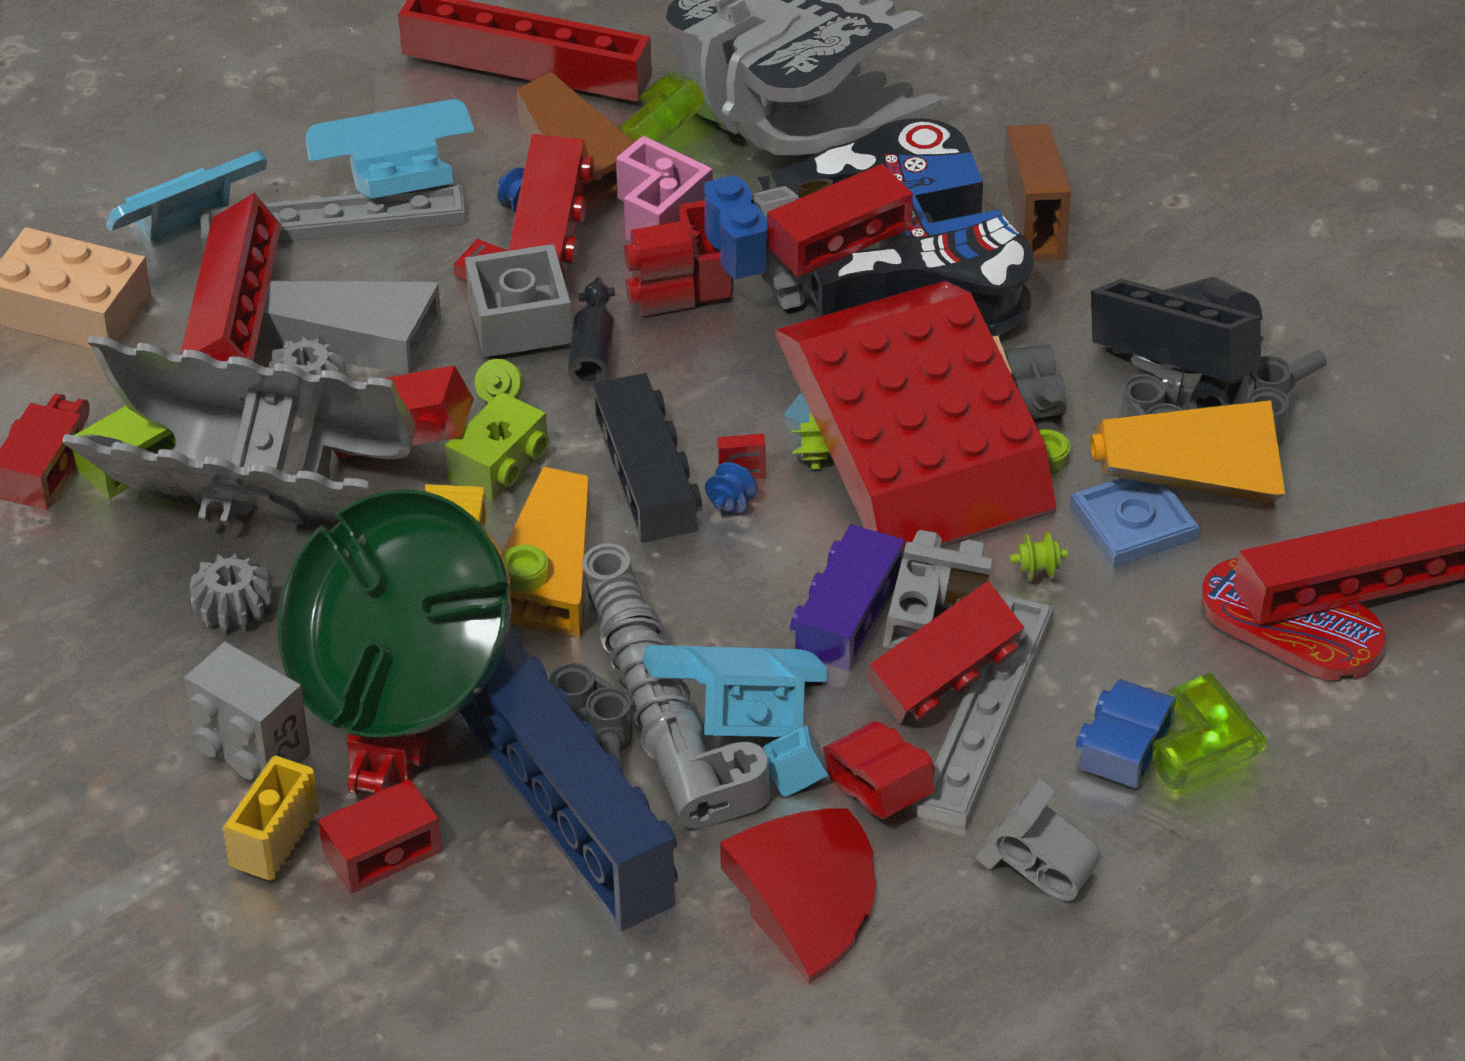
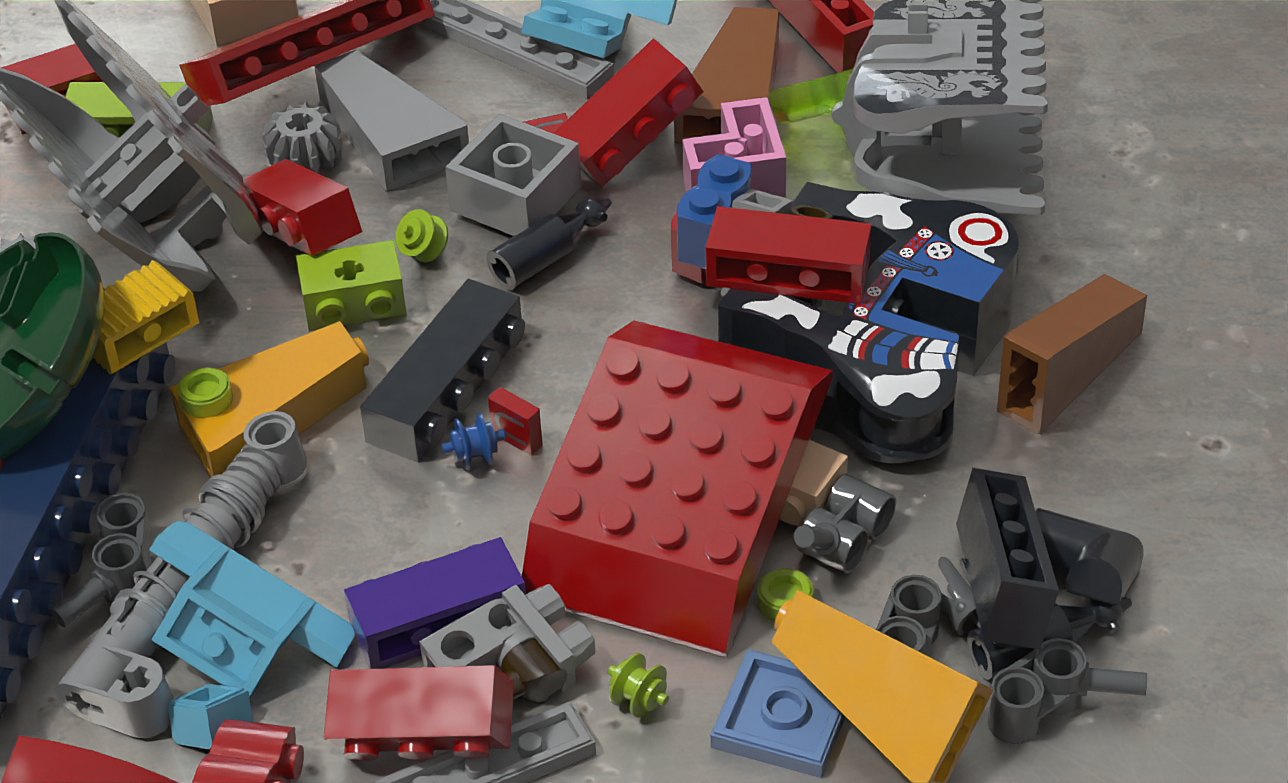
camera: 45 degrees right, 0 degrees up
(661, 269) = (642, 216): red brick -> none

